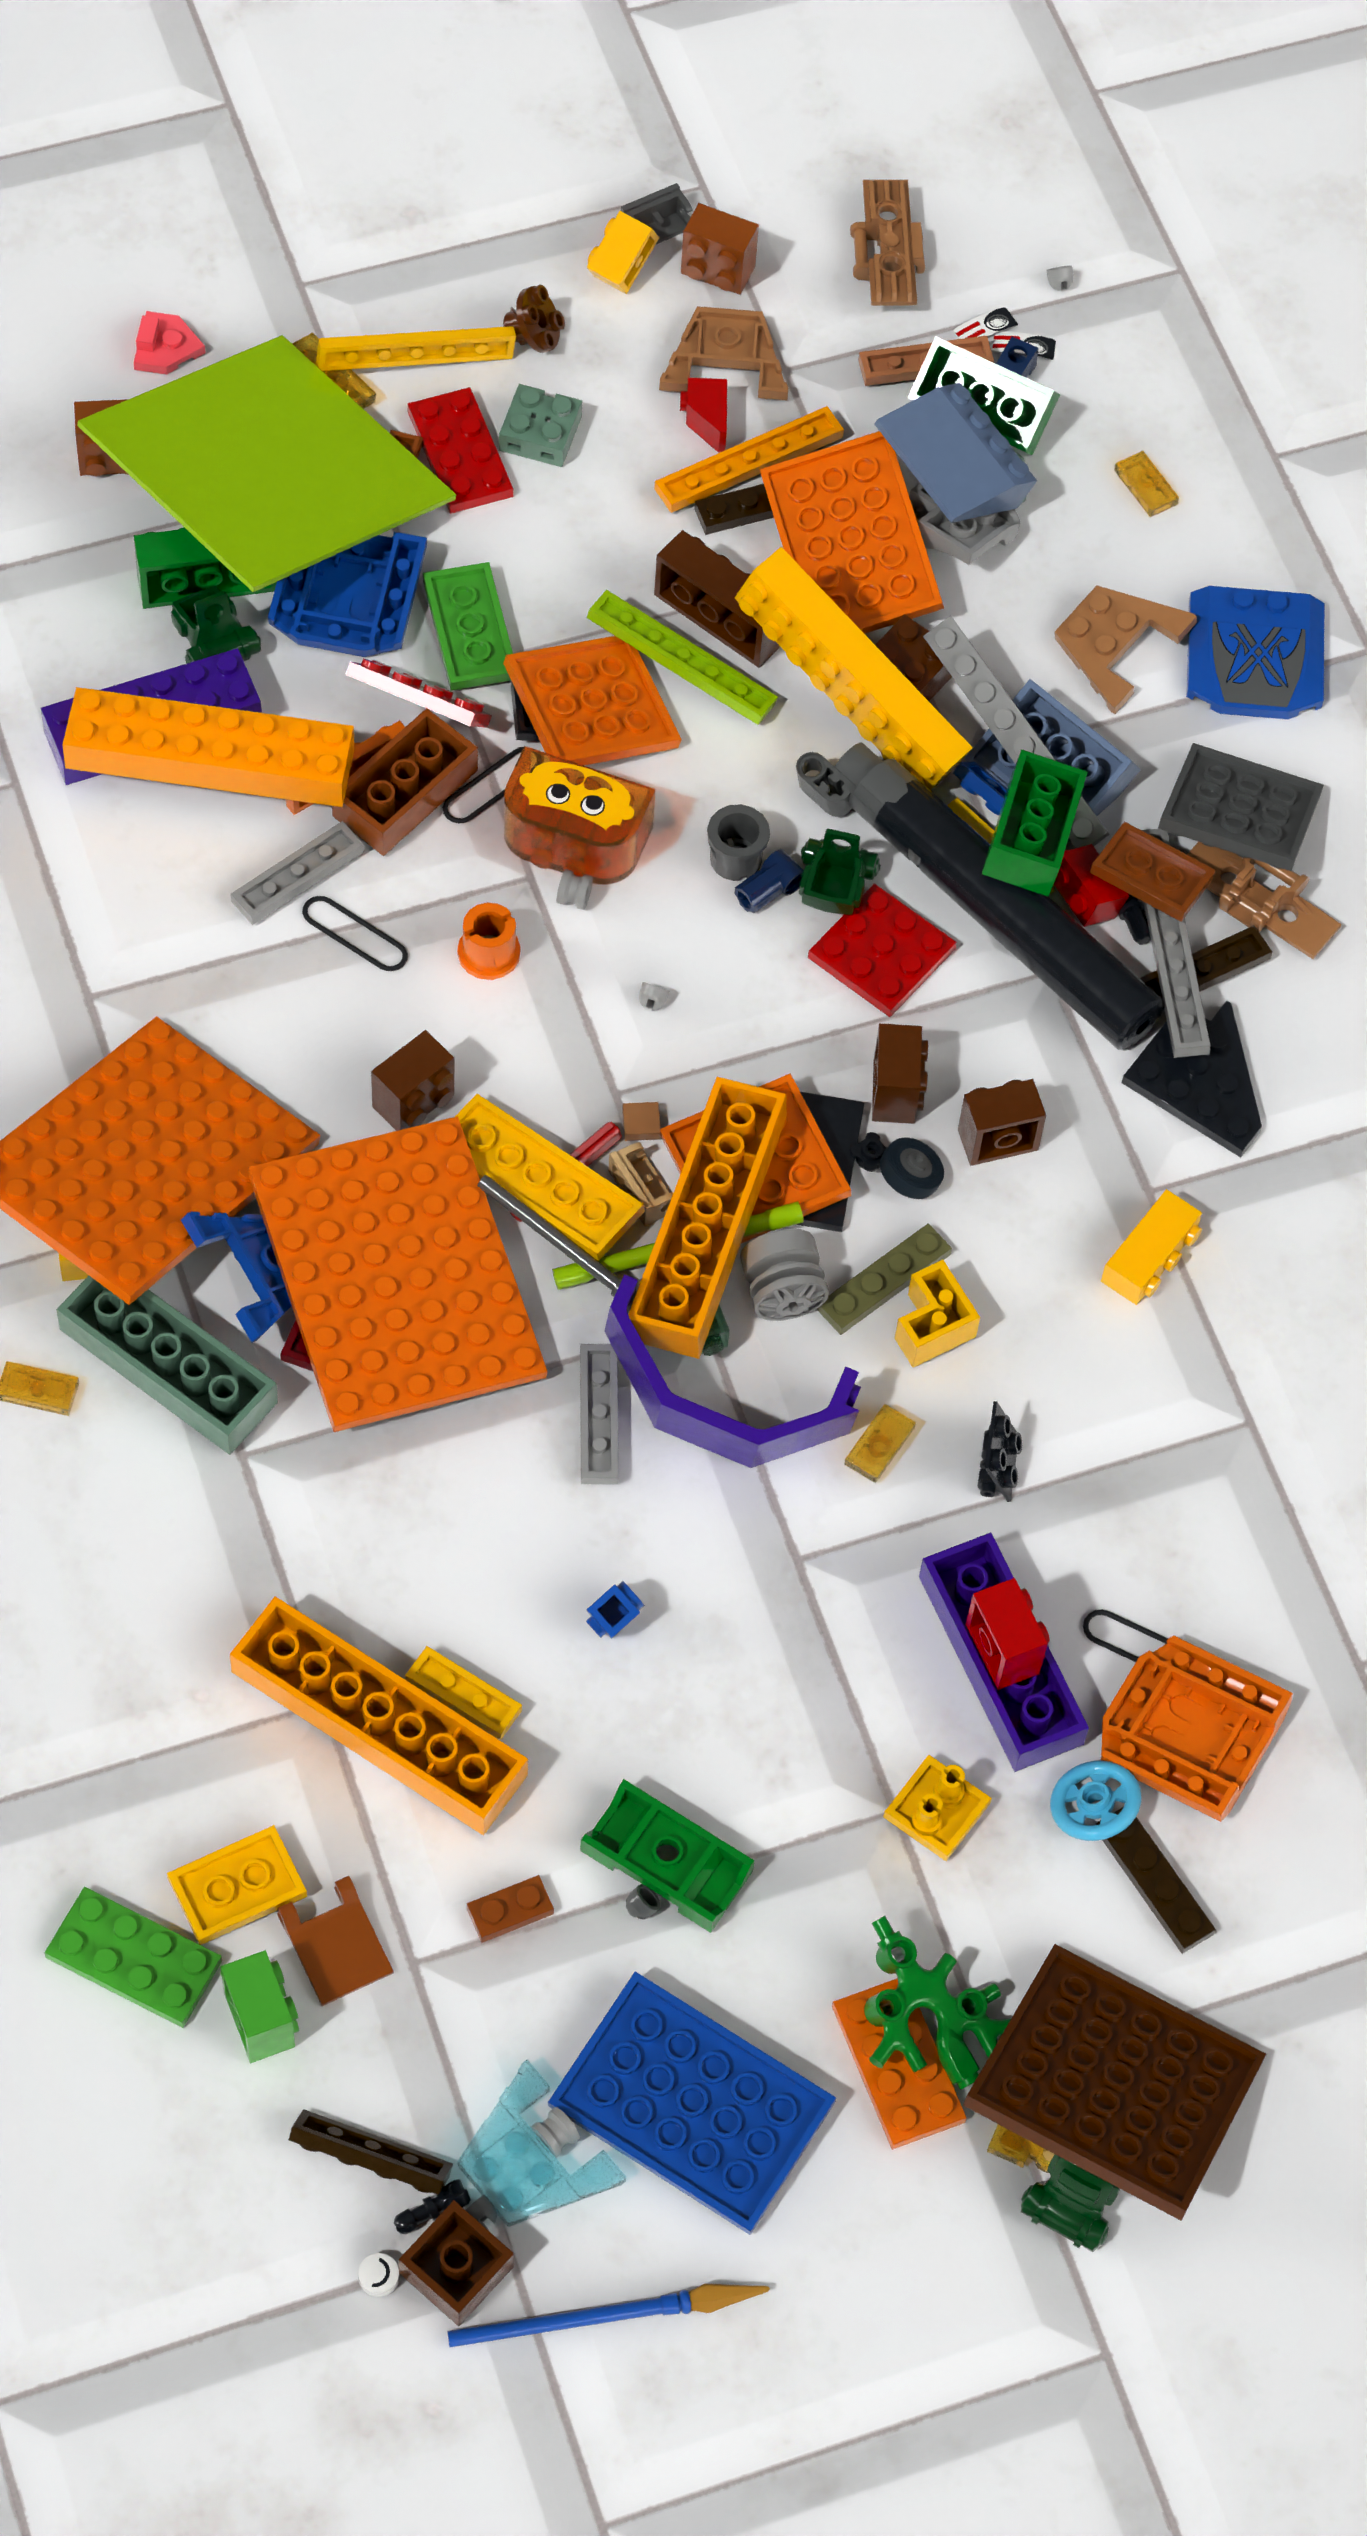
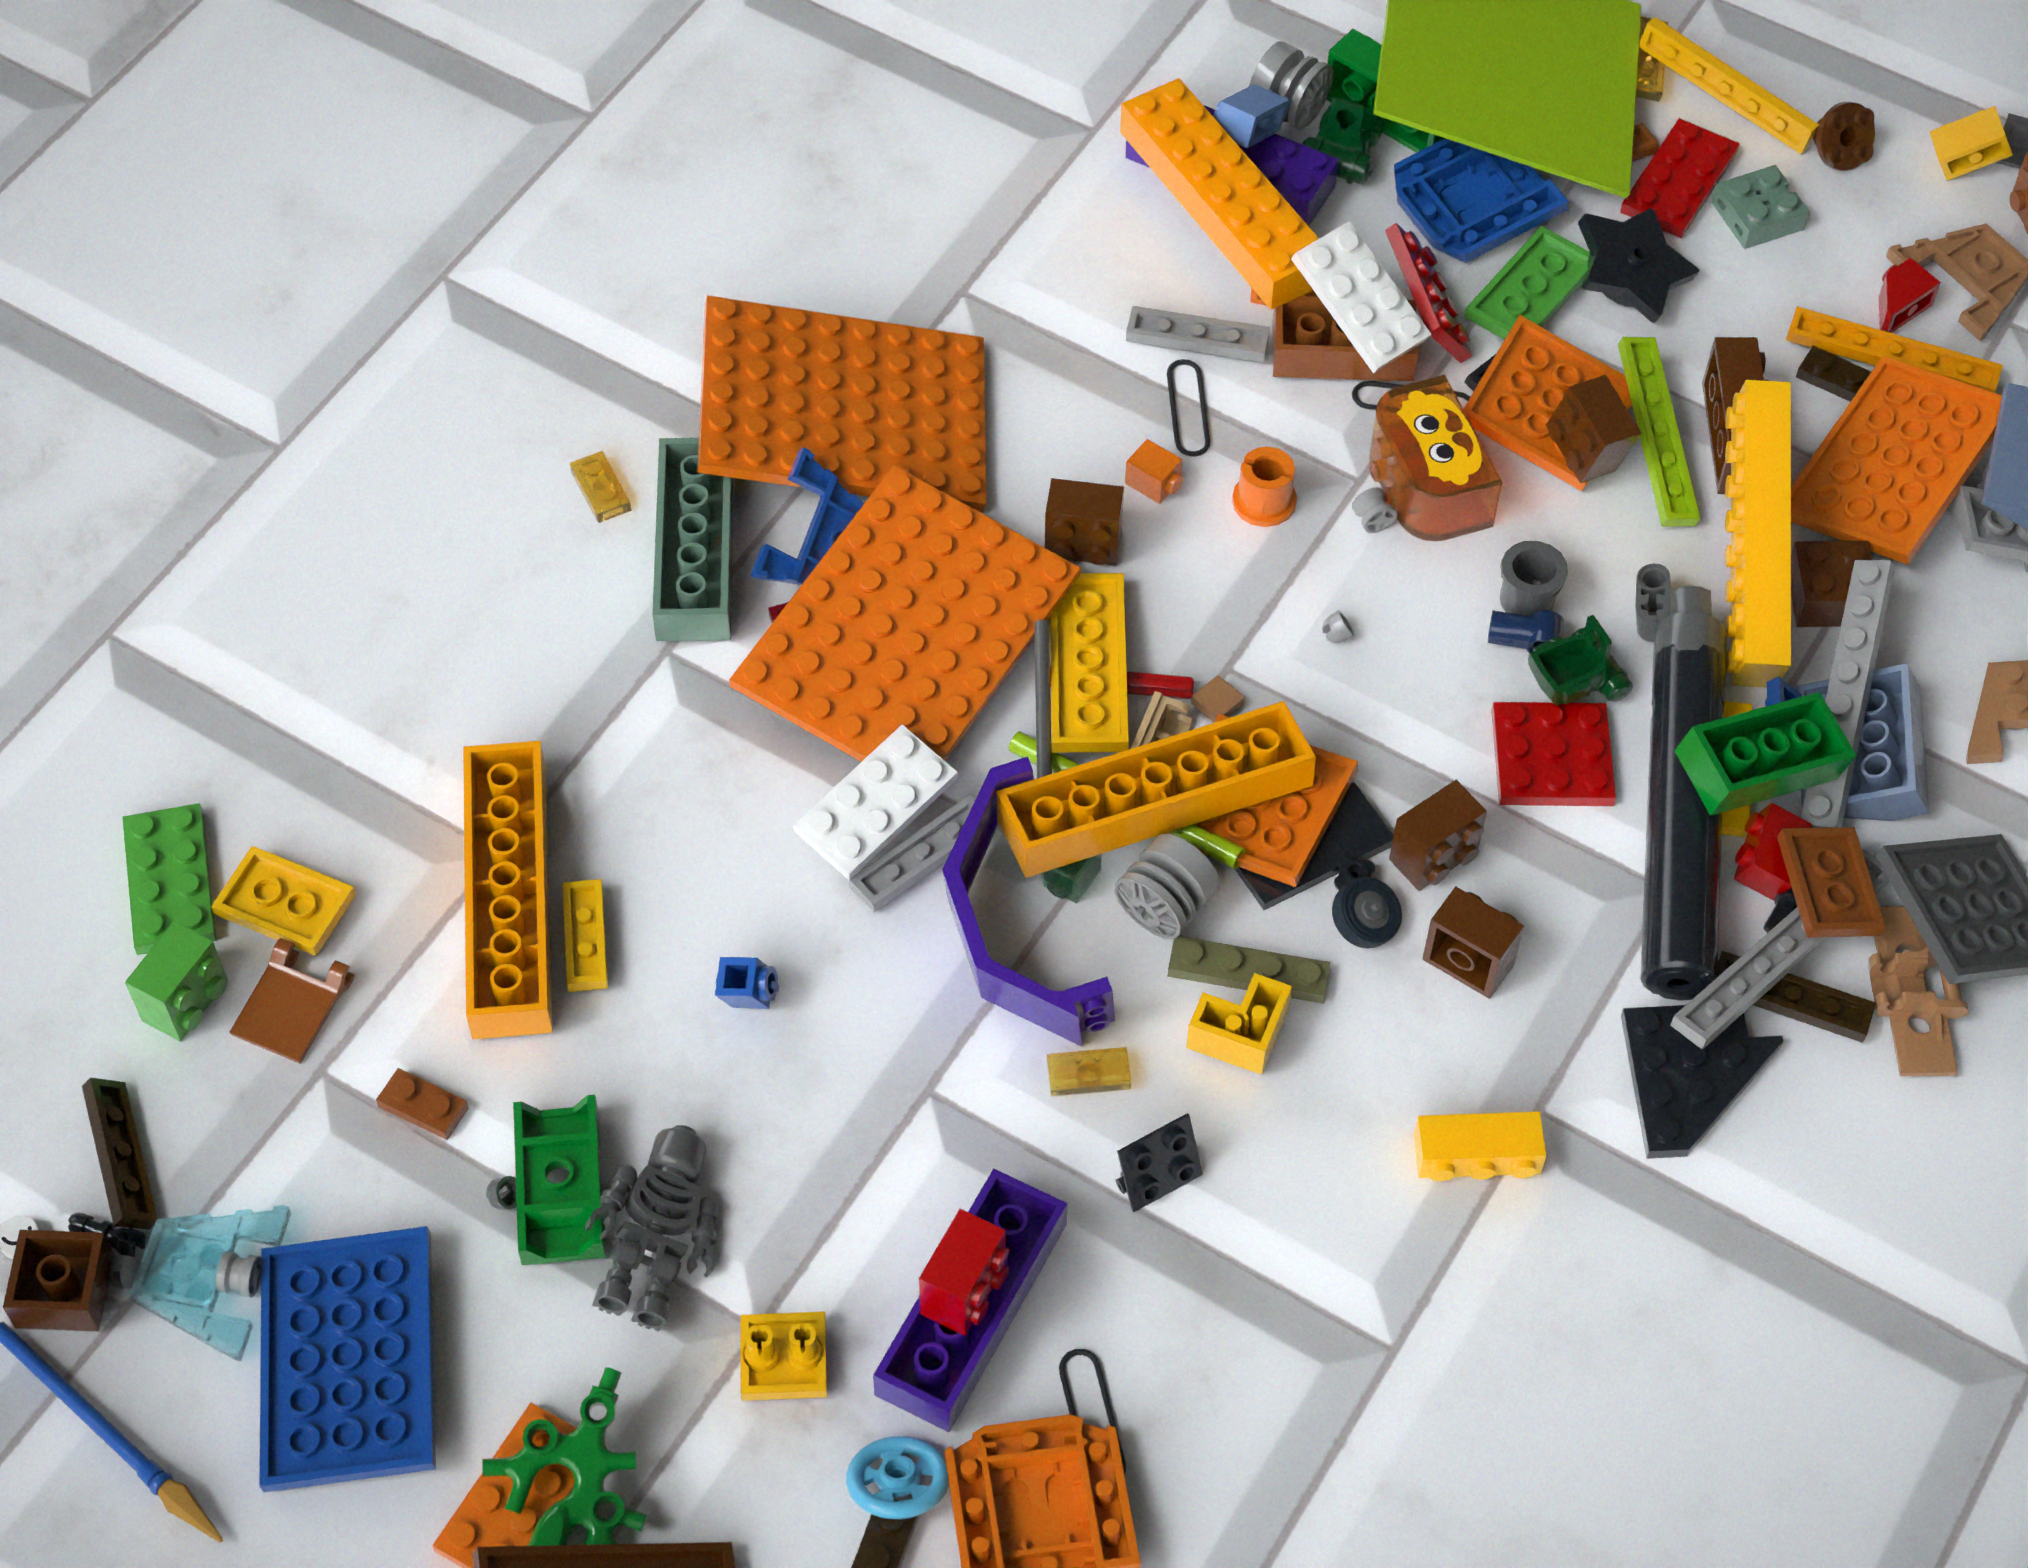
camera: 55 degrees right, 5 degrees down
(129, 620) = (1296, 77): none -> light grey wheel
(151, 668) = (1252, 114): none -> medium blue brick
(402, 1001) = (1154, 471): none -> orange brick
(406, 739) = (1361, 296): none -> white plate
(519, 545) = (1633, 262): none -> black plate
(538, 1408) = (875, 802): none -> white plate
(657, 695) = (1593, 429): none -> reddish brown brick
(738, 1805) = (657, 1202): none -> dark grey piece

